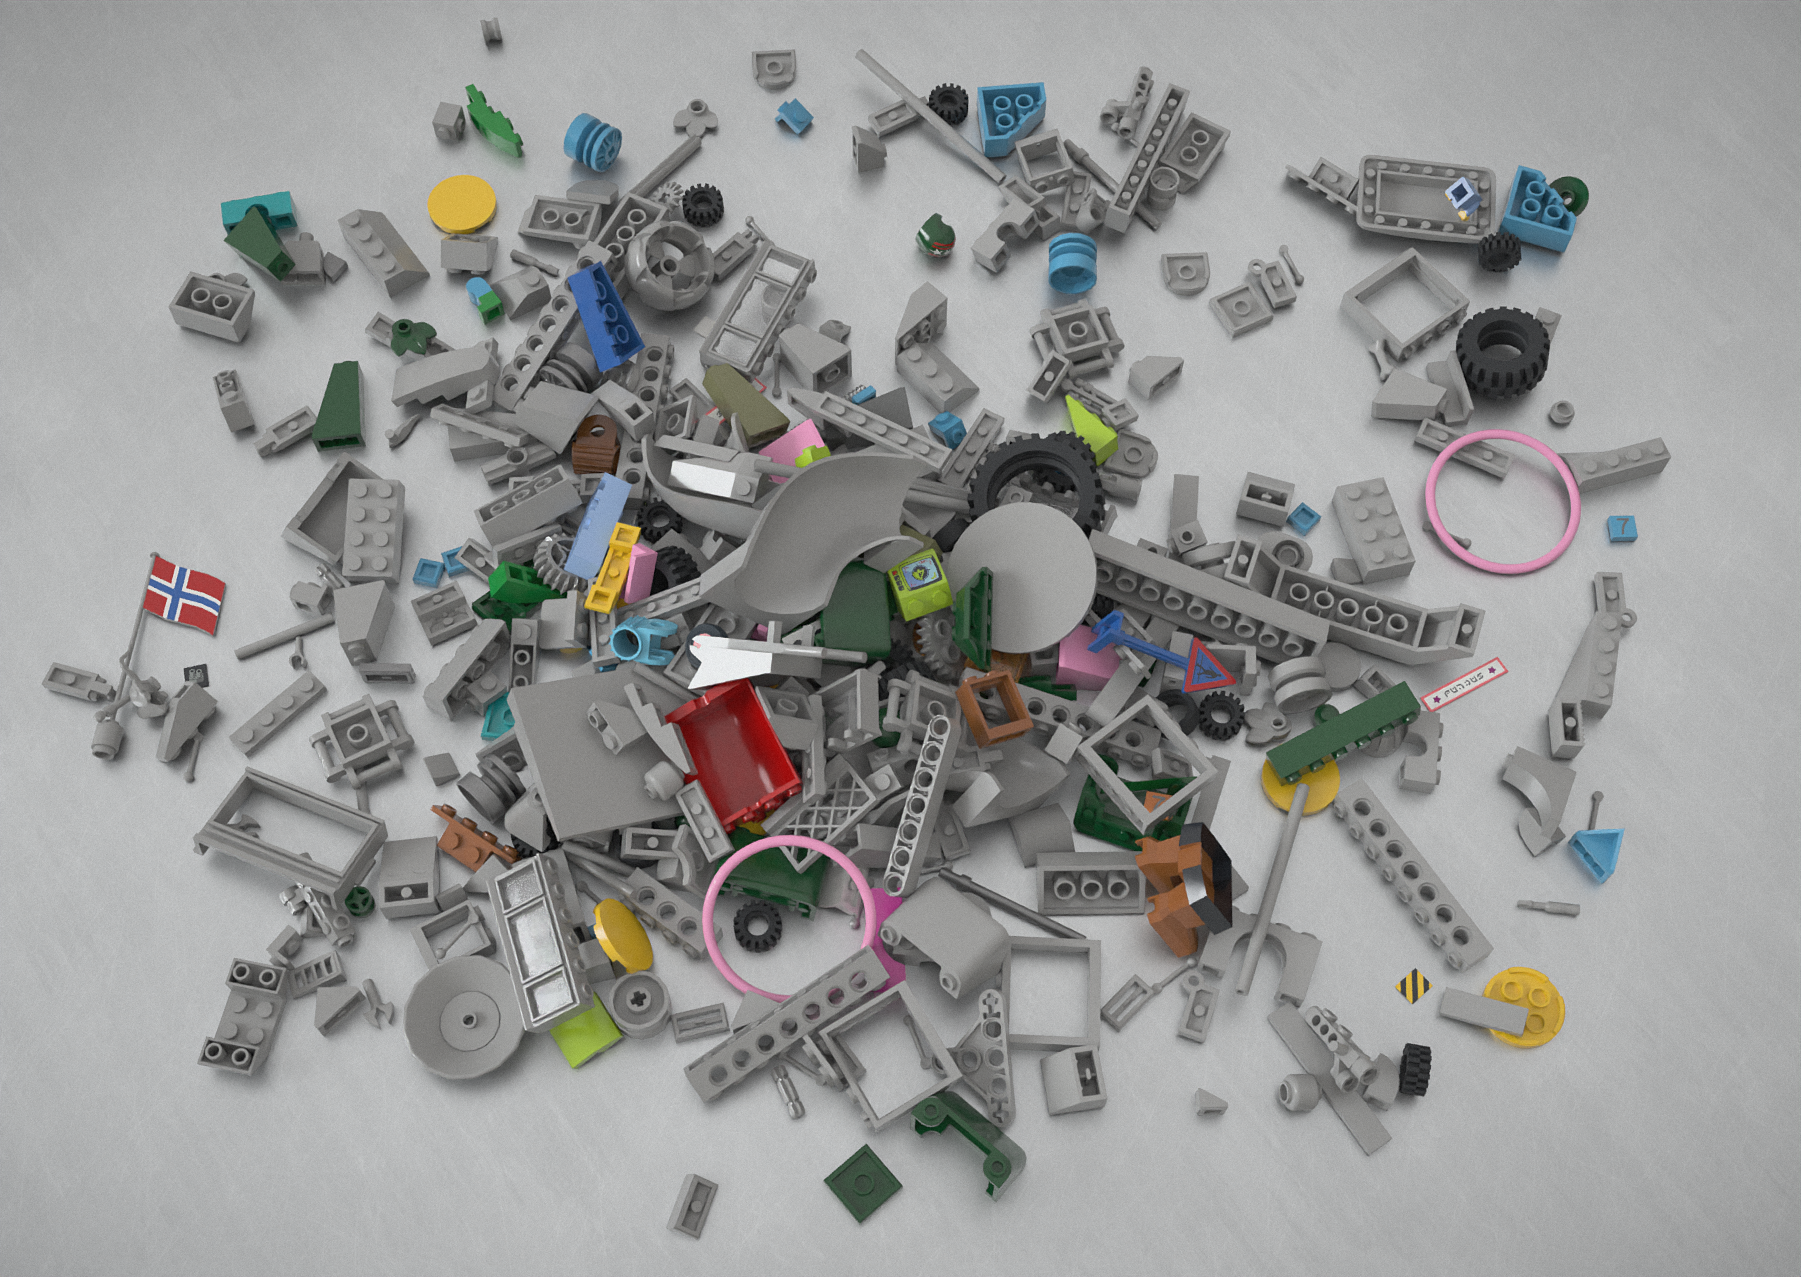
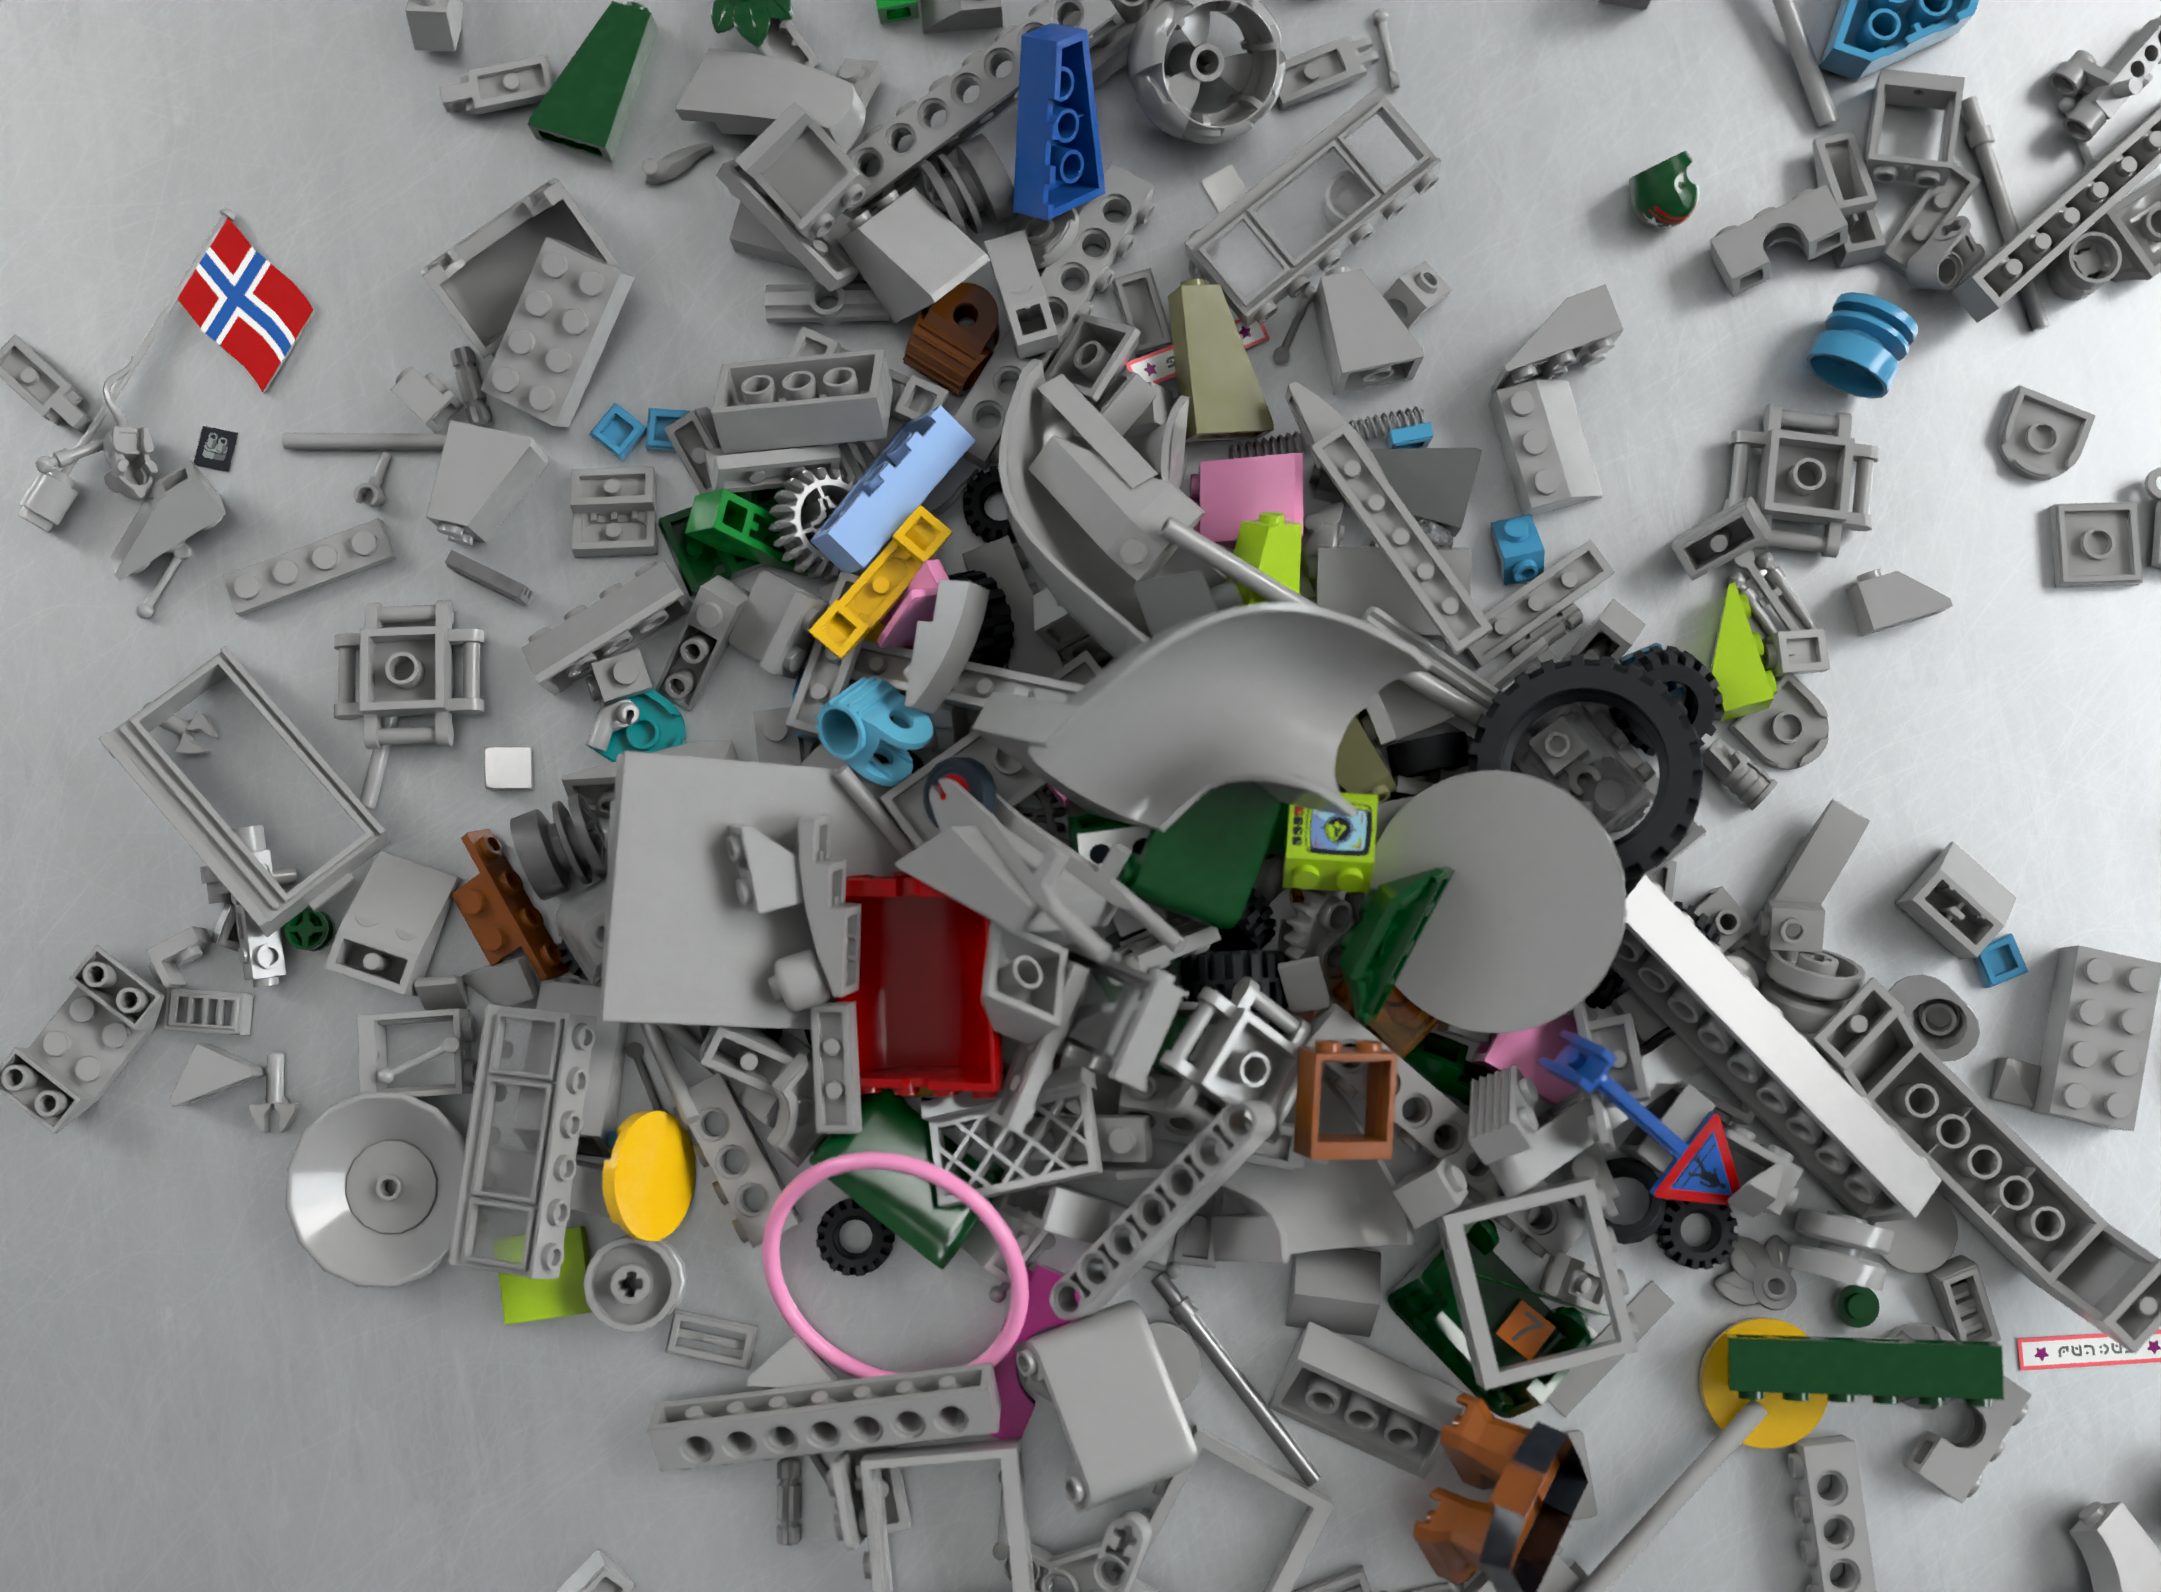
camera: 25 degrees right, 20 degrees up
(478, 392) = (804, 172): none -> light grey panel
(490, 714) = (610, 719): none -> light grey arm
(663, 576) = (945, 644): none -> light grey slope
(943, 668) = (1306, 984): none -> light grey slope
(1083, 685) = (1502, 1115): none -> light grey brick
(1237, 666) = (1759, 1191): none -> light grey slope

